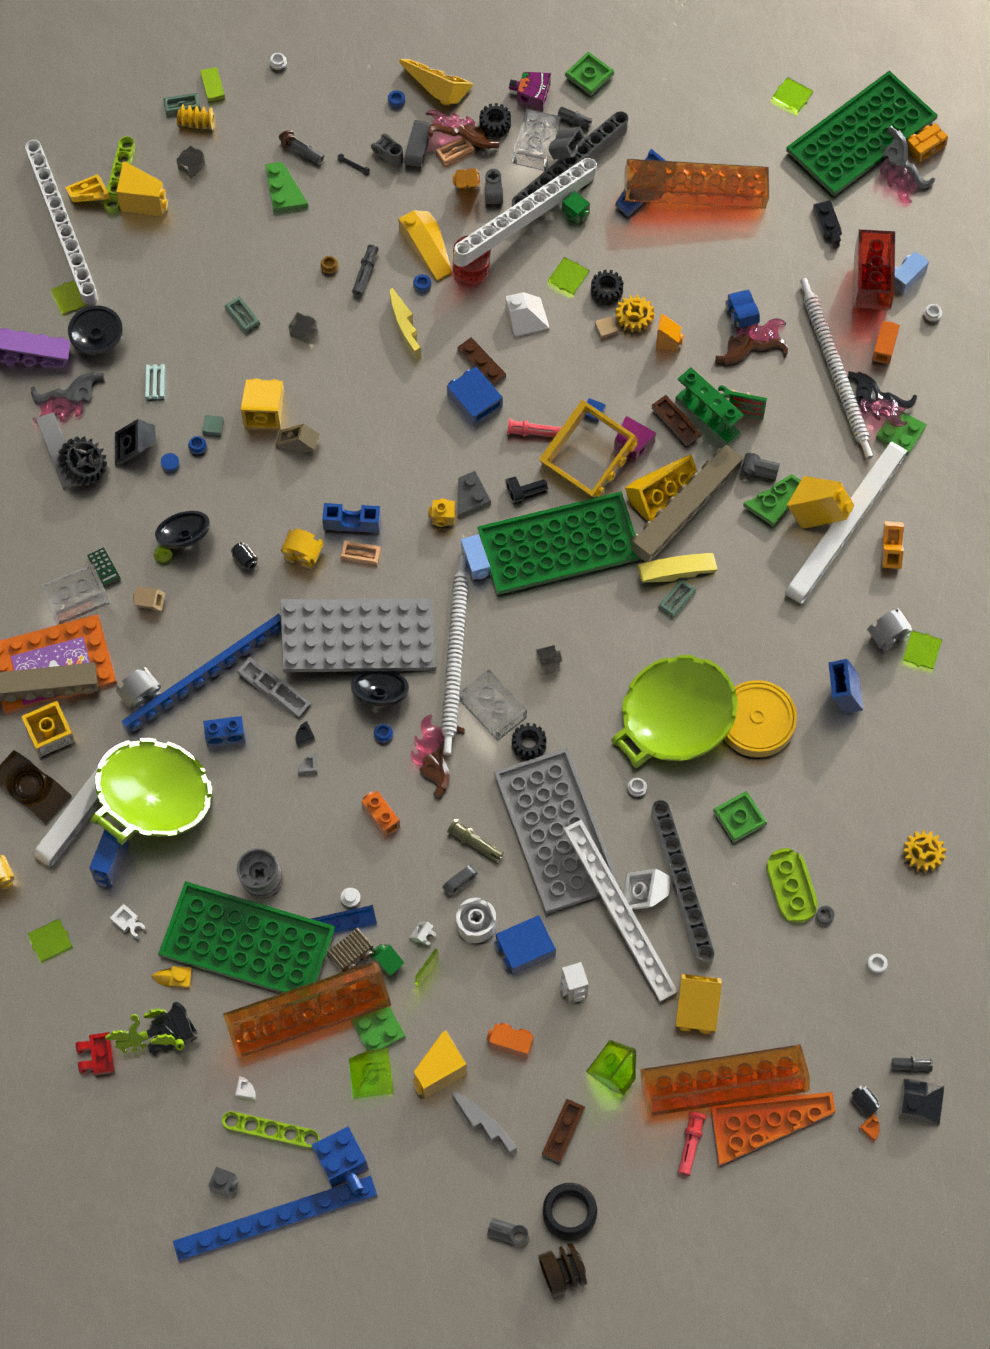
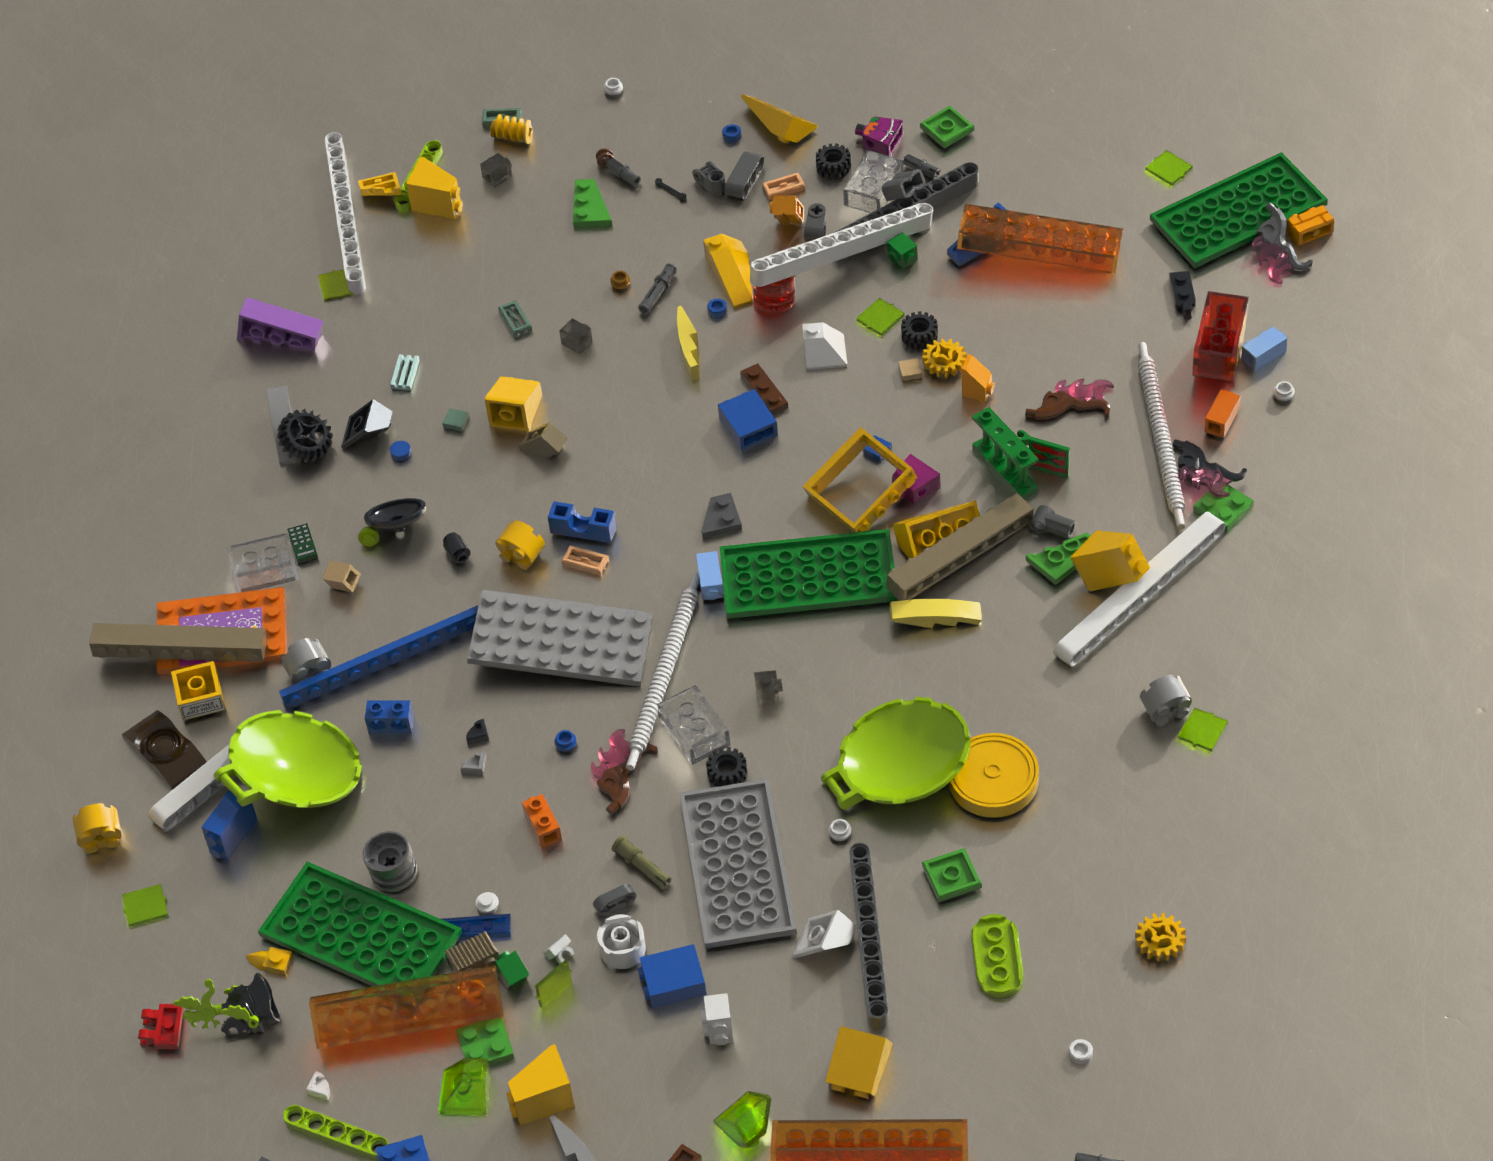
camera: 15 degrees right, 15 degrees down
(65, 401) = (303, 381): piece -> none
(93, 322) = (352, 314): black dish -> none
(126, 919) = (233, 894): white plate -> none
(197, 445) = (434, 436): blue plate -> none
(212, 84) = (538, 102): lime tile -> none
(273, 687) = (455, 680): light grey slope -> none
(379, 688) = (570, 693): black dish -> none
(442, 512) = (684, 528): yellow brick -> none
(457, 126) = (791, 162): reddish brown piece -> none
(510, 1040) = (632, 1074): orange brick -> none
(518, 492) = (773, 519): black piece -> none
(524, 429) = (797, 457): coral pin -> none
(620, 911) = (789, 953): white plate -> none
(668, 610) = (932, 647): sand green tile -> none
(676, 420) = (967, 467): reddish brown plate -> none
(743, 308) = (1066, 364): blue brick -> none
(825, 921) = (1029, 998): dark grey bush -> none
(845, 686) = (1100, 749): blue brick -> none
(892, 545) = (1189, 616): light orange brick -> none

